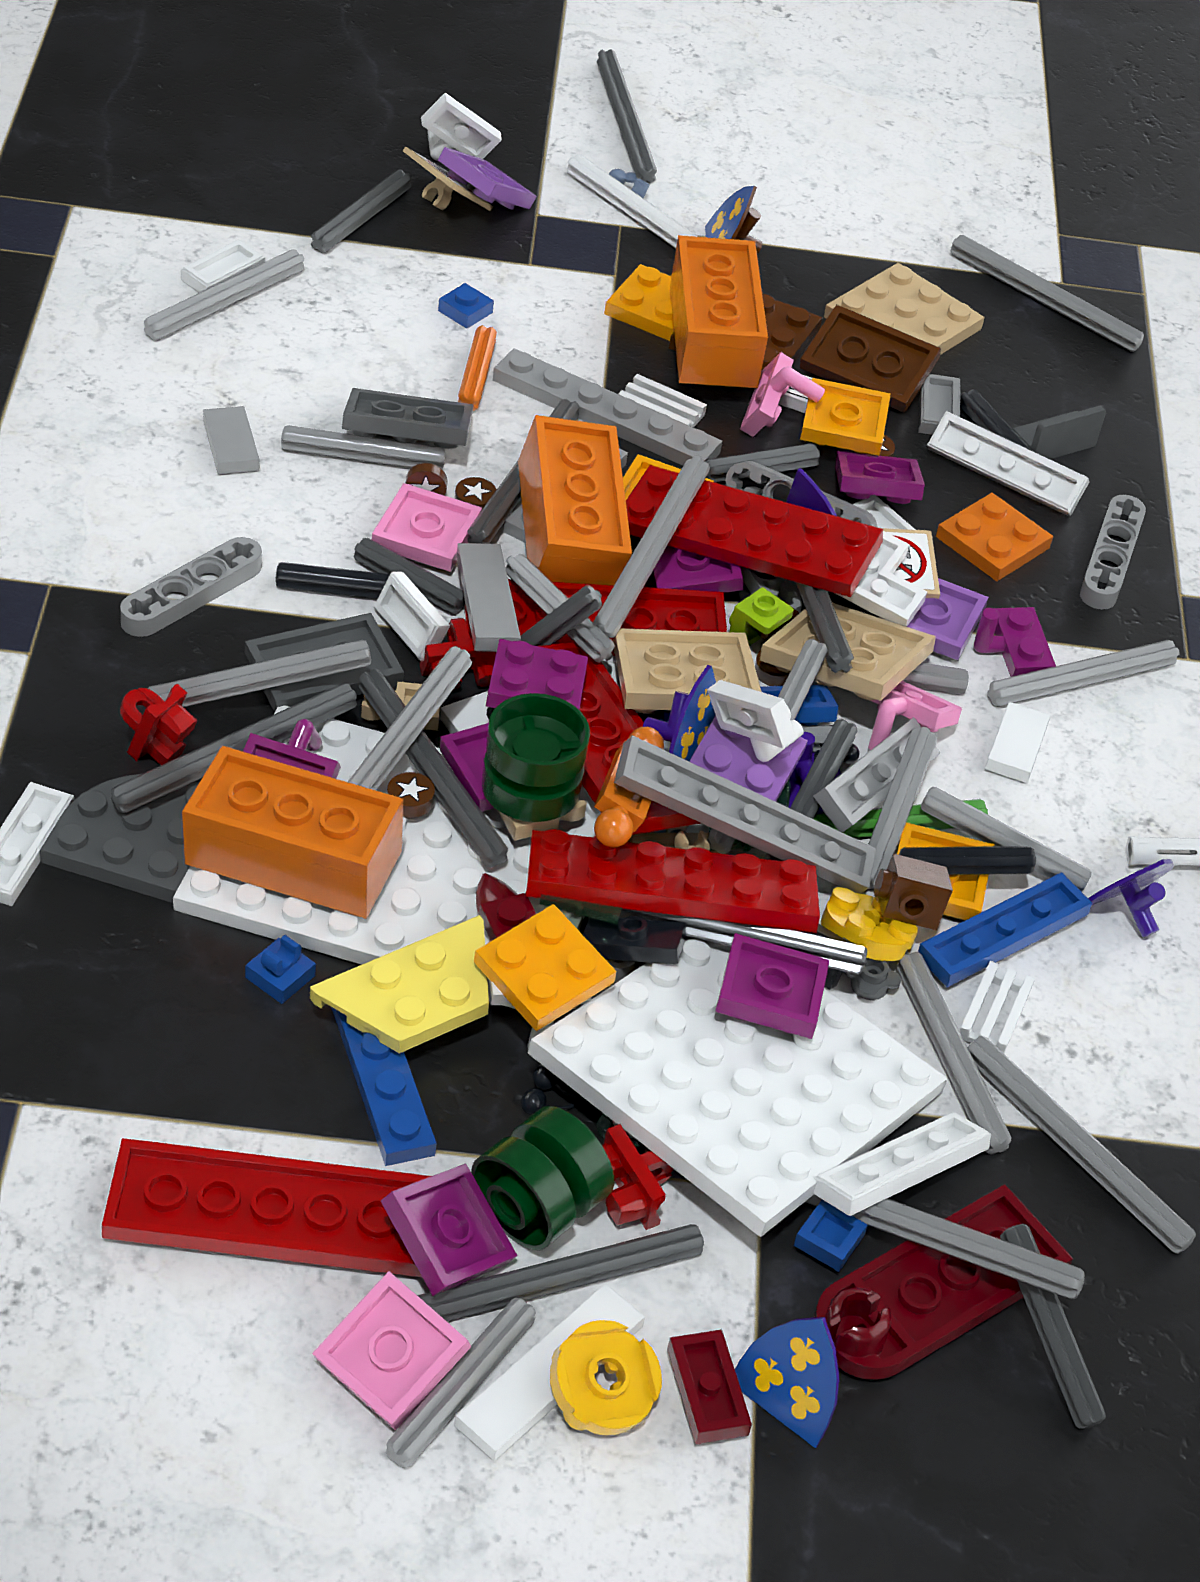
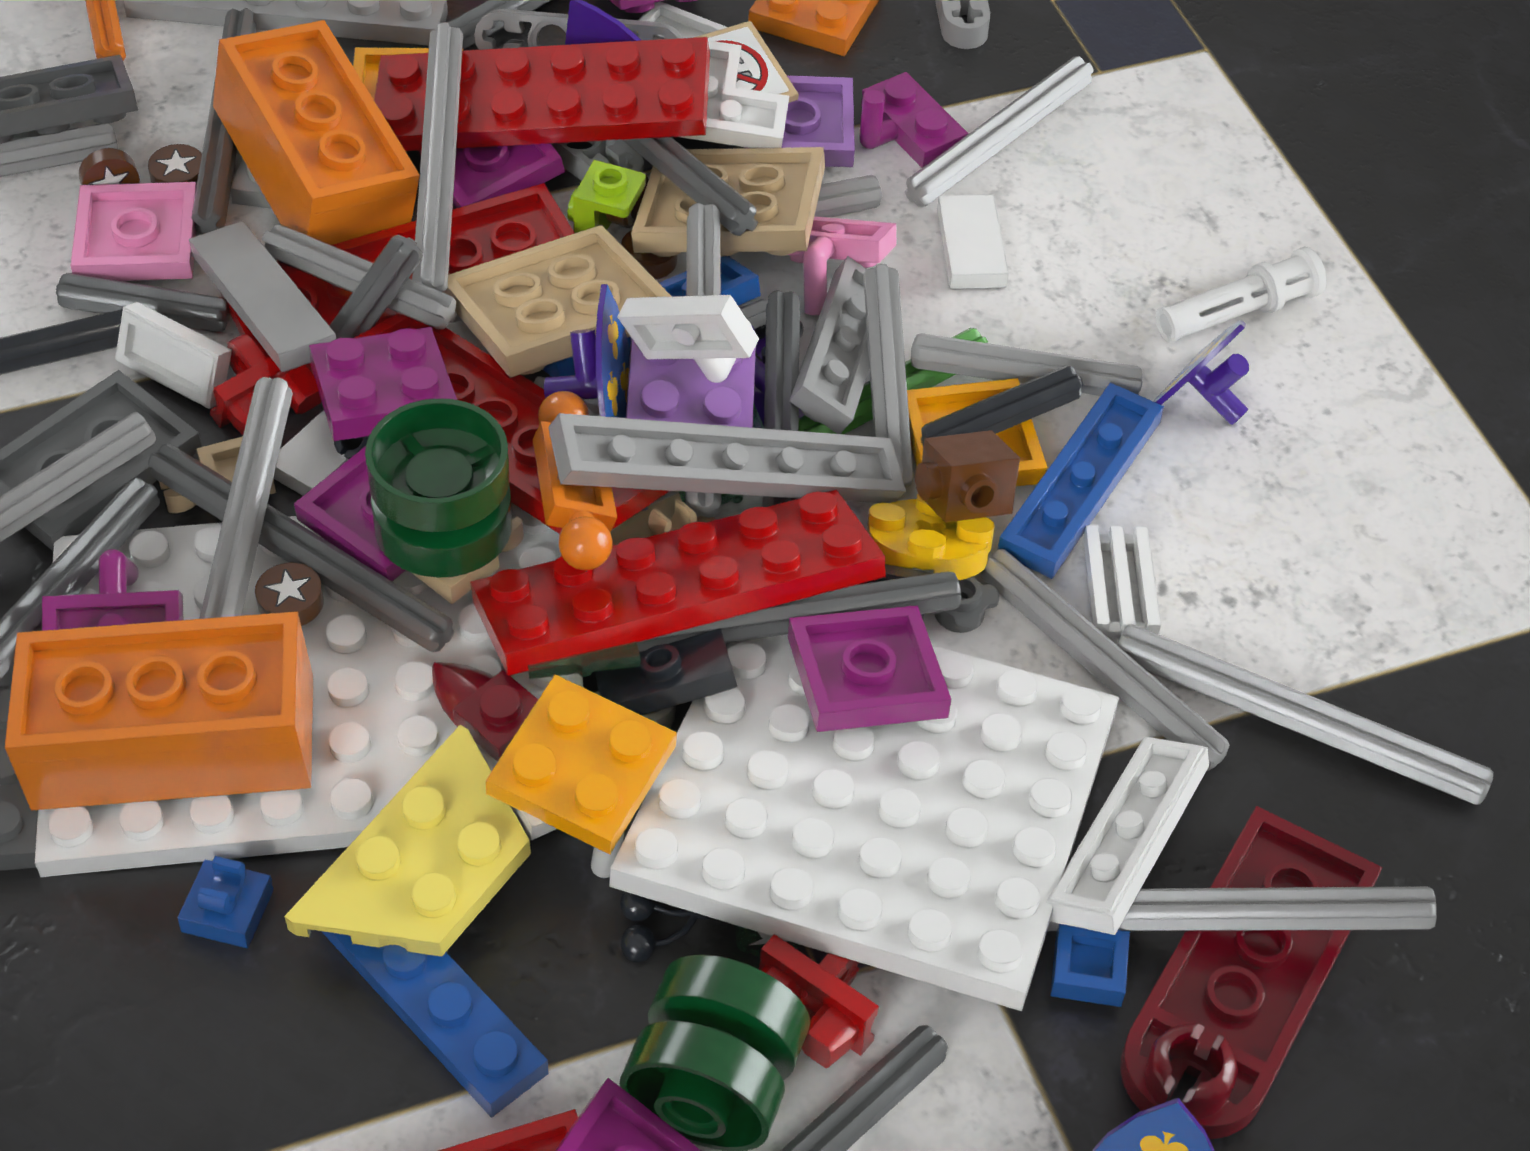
camera: 20 degrees left, 5 degrees up
(1059, 1342) = (1424, 983): dark grey axle -> none

